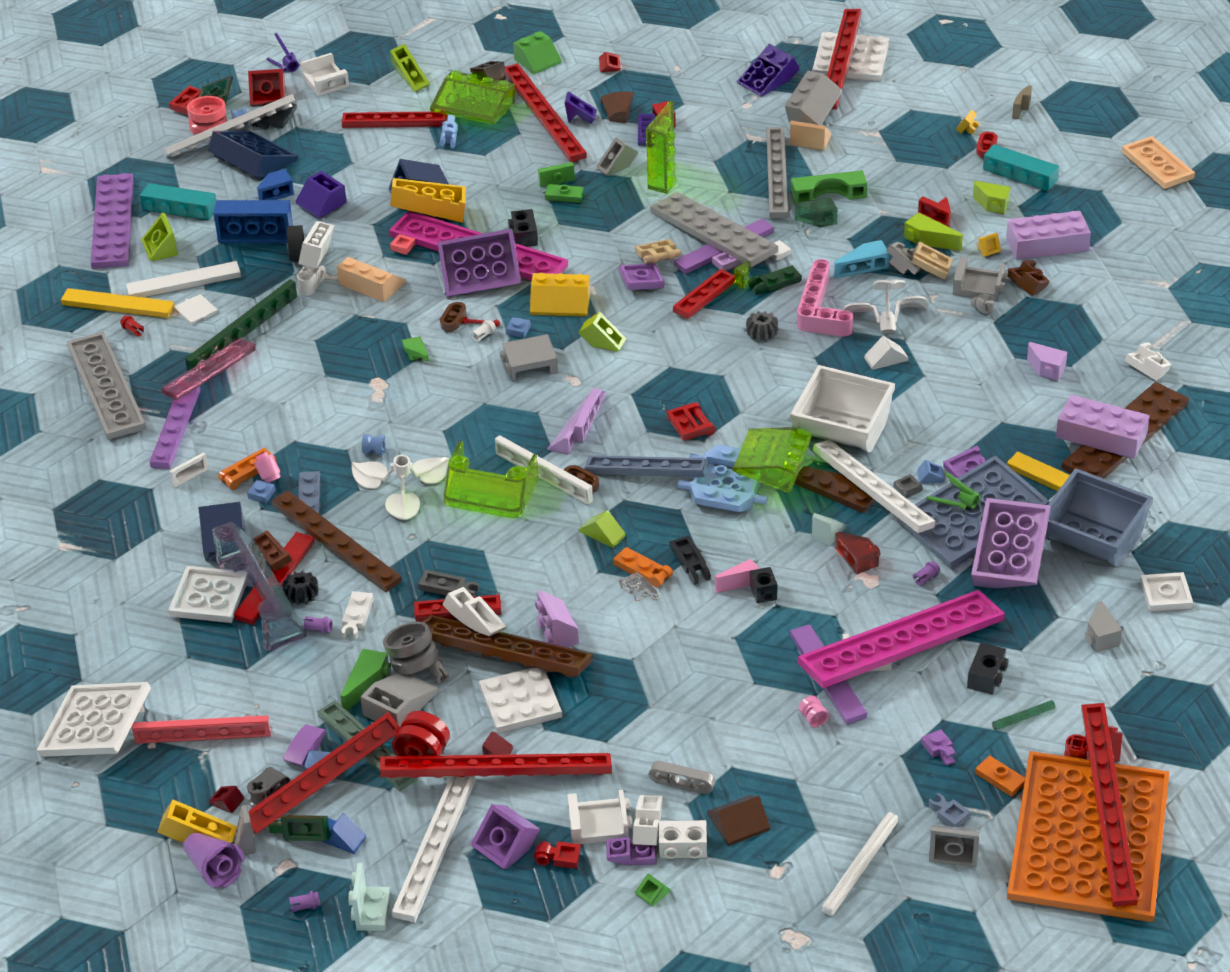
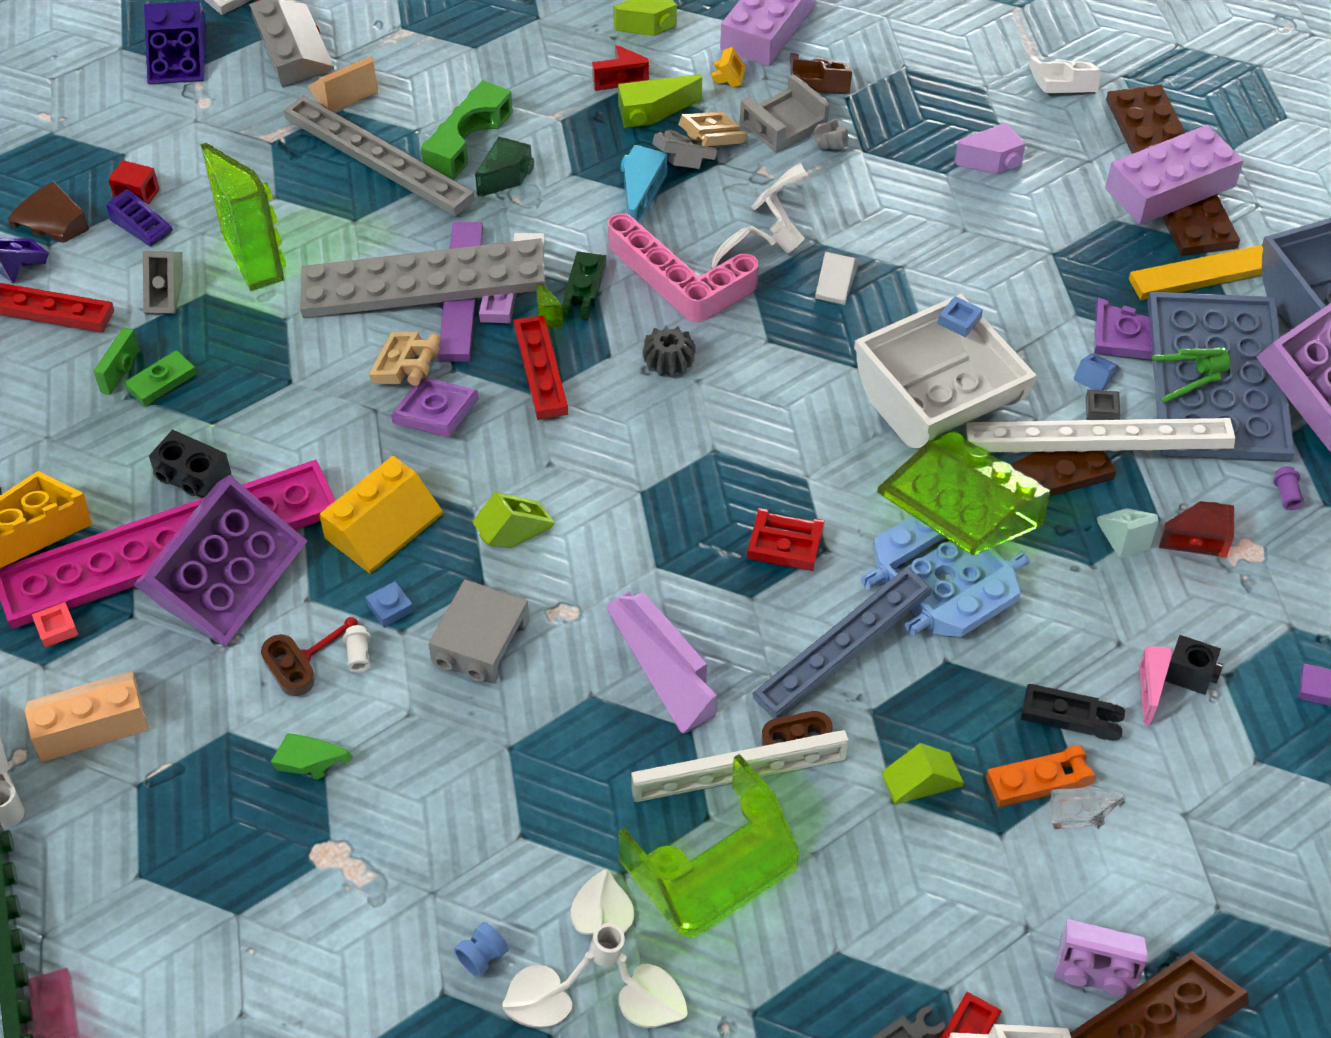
camera: 55 degrees left, 10 degrees up
(871, 386) = (960, 316): none -> medium blue plate

